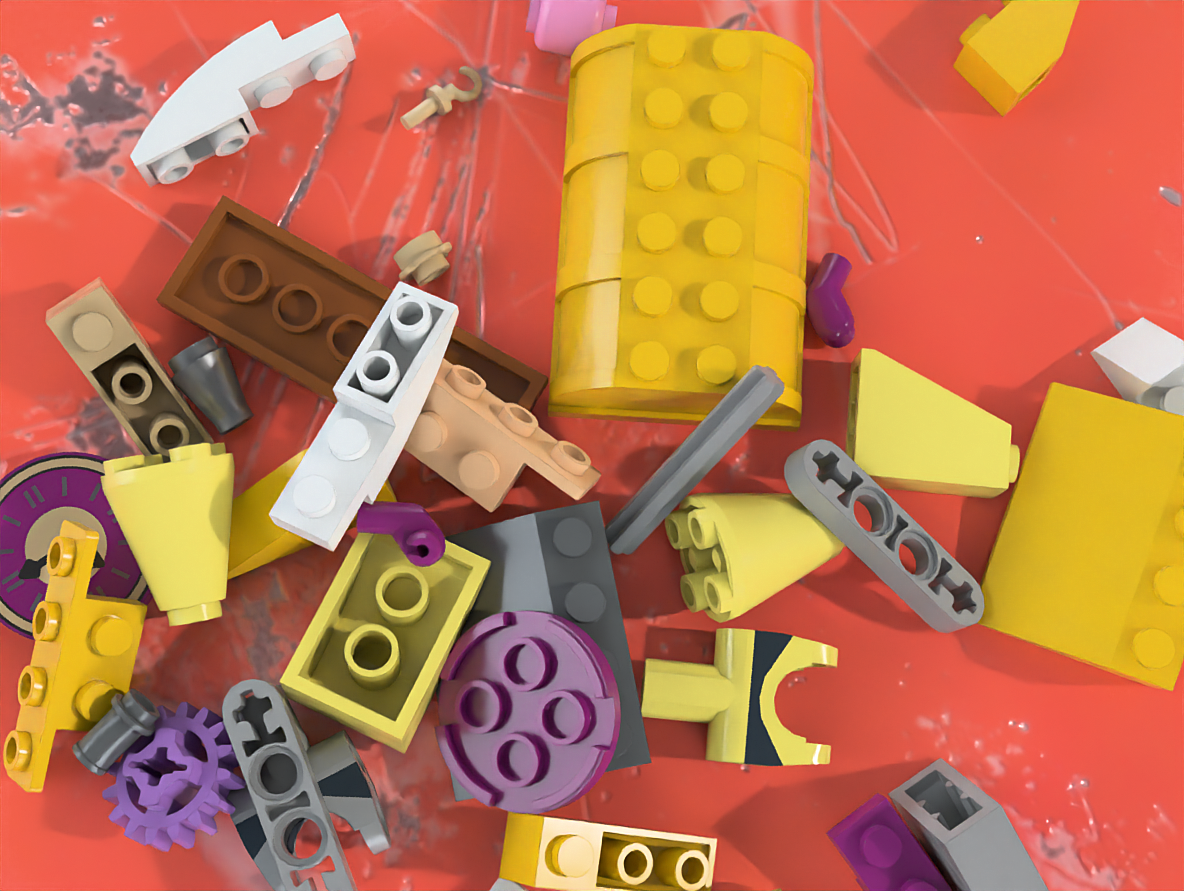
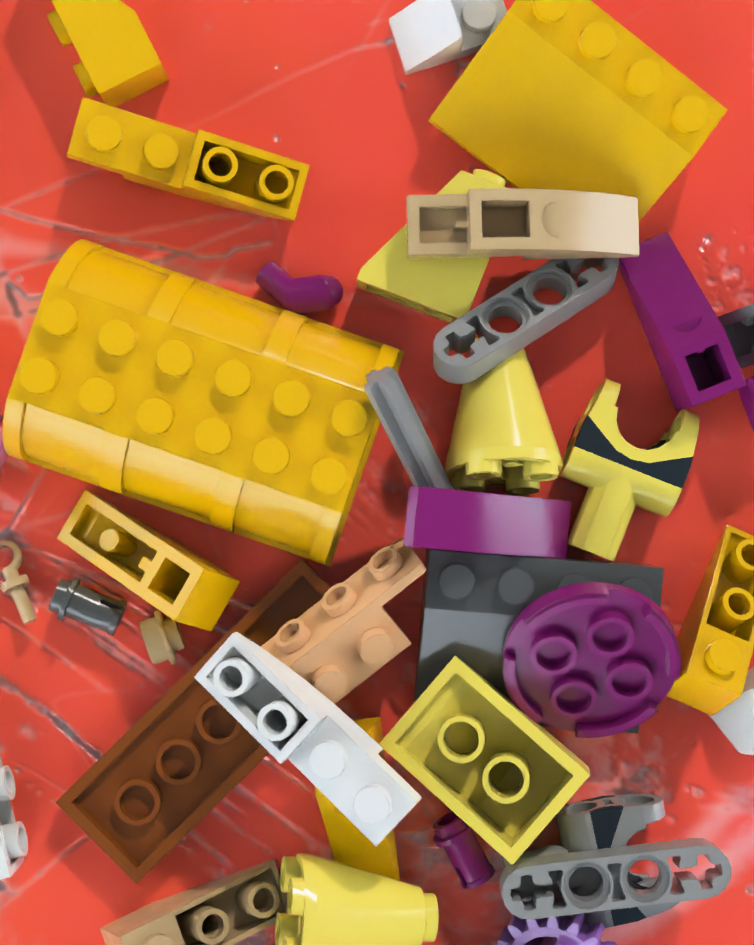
camera: 70 degrees left, 10 degrees up
(211, 384) = (225, 851): flat silver cone -> none
(274, 640) = (463, 850): none -> magenta pin
(409, 526) = (410, 718): magenta arm -> none
(436, 175) = (87, 606): none -> dark grey pin
(499, 225) = (148, 562): none -> yellow slope
(646, 553) = (486, 523): none -> magenta slope
(922, 712) = (680, 325): none -> magenta slope
(924, 150) = (187, 162): none -> yellow slope
(978, 505) = (522, 224): none -> tan slope

